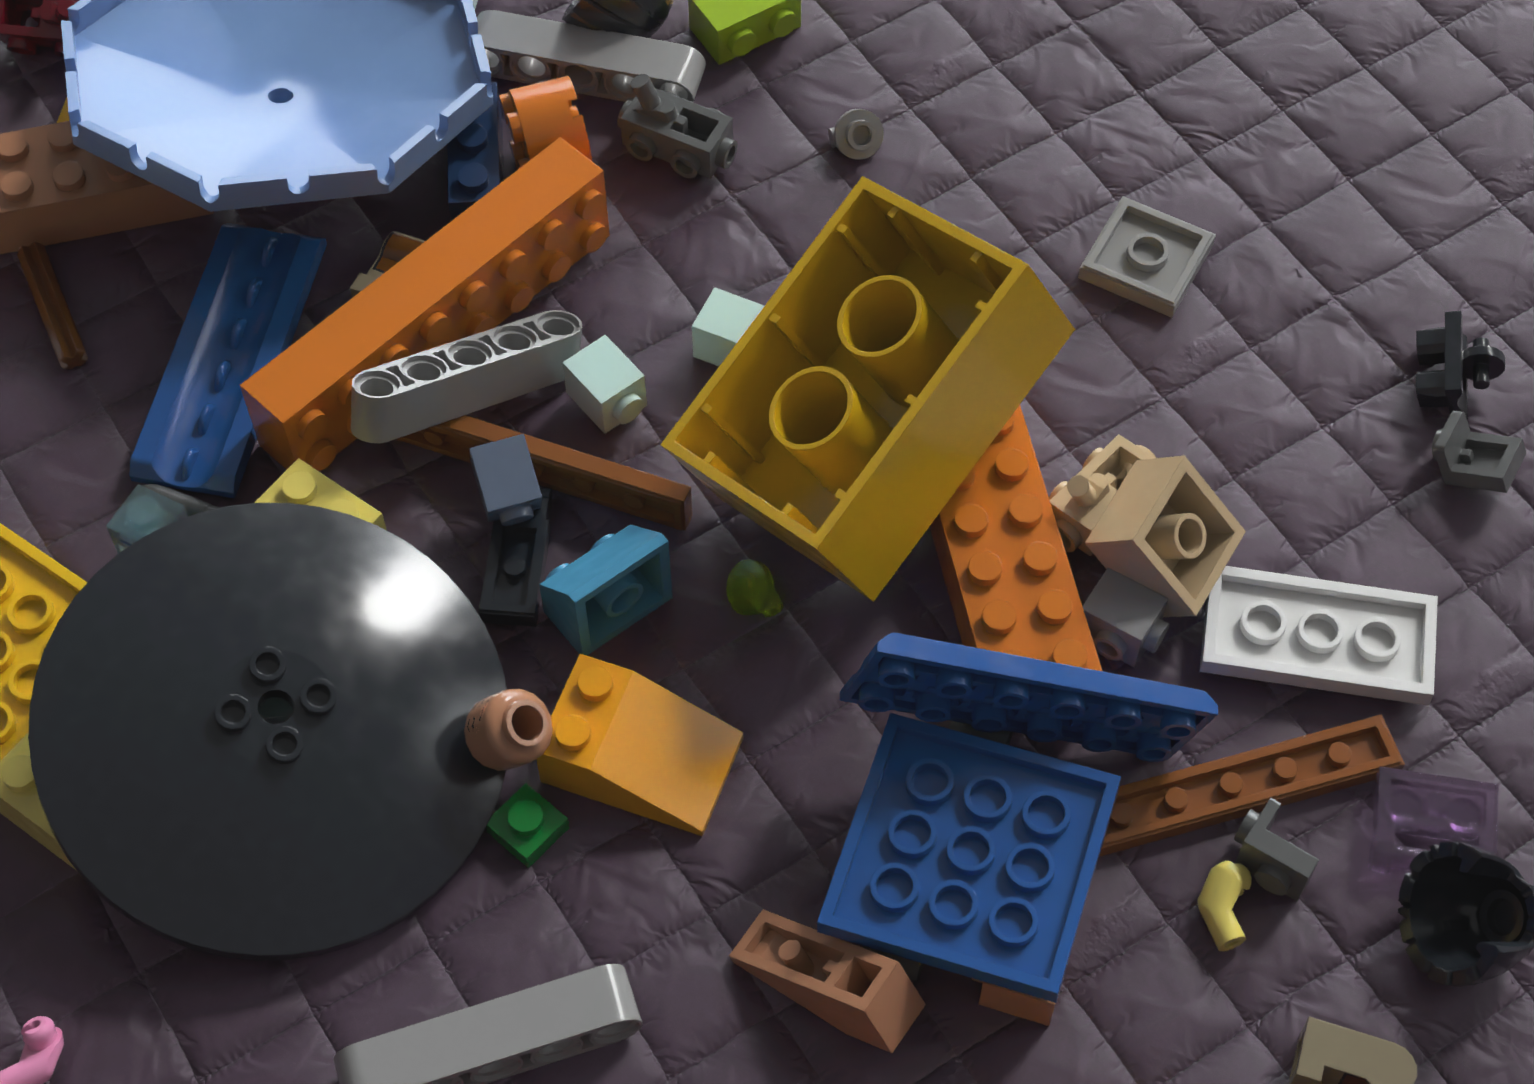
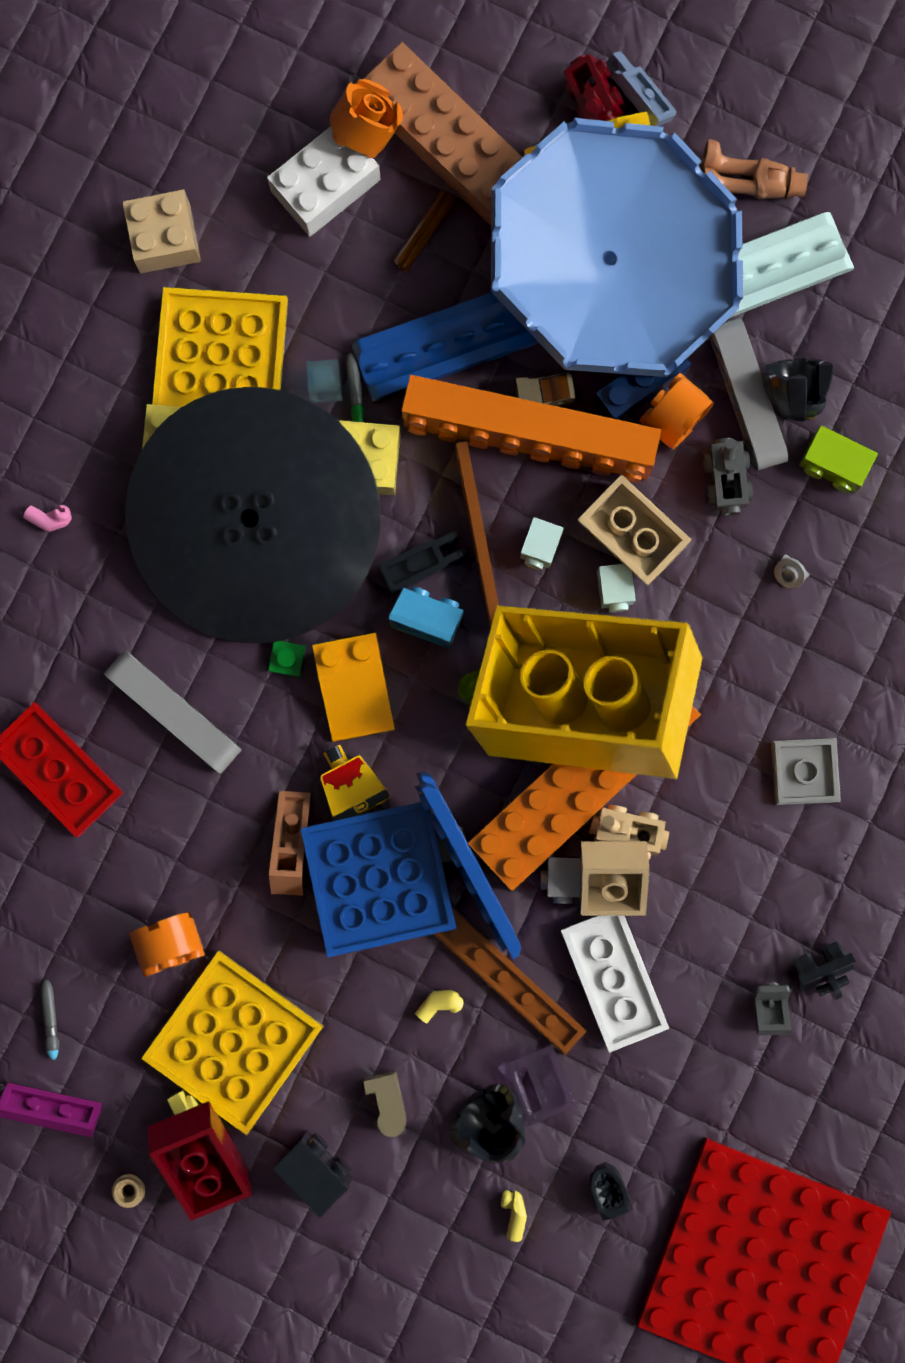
camera: 60 degrees right, 25 degrees up
(462, 376) = (482, 477): light grey beam -> none
(506, 480) = (446, 535): sand blue brick -> none
(508, 729) = (313, 626): nougat head -> none
(670, 253) = (634, 530): none -> tan slope
(791, 833) = (351, 785): none -> torso
(1271, 859) = (469, 1021): dark grey bracket -> none

